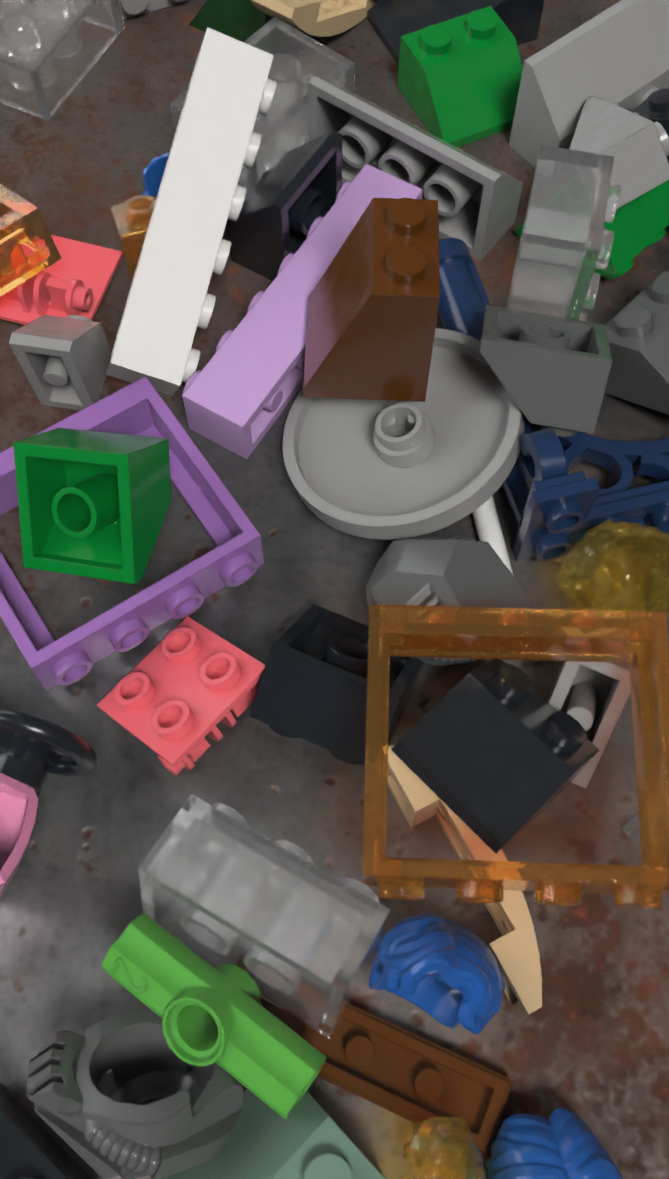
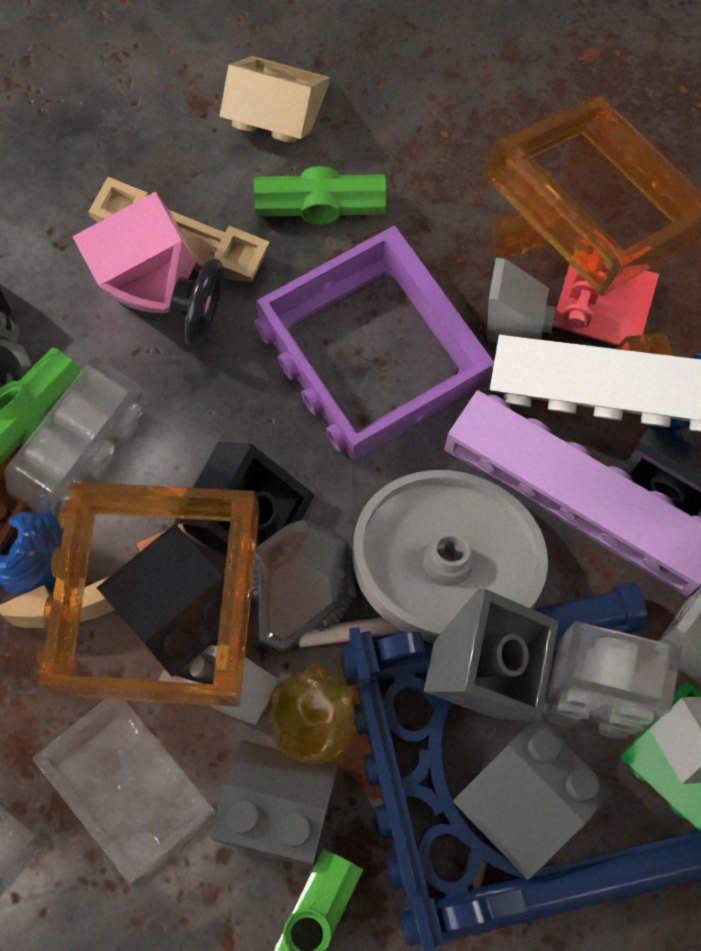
camera: 90 degrees right, 5 degrees up
(91, 501) = (380, 328): green slope -> none
(184, 693) = (244, 402): coral hinge -> none
(377, 307) = (530, 525): reddish brown slope -> none

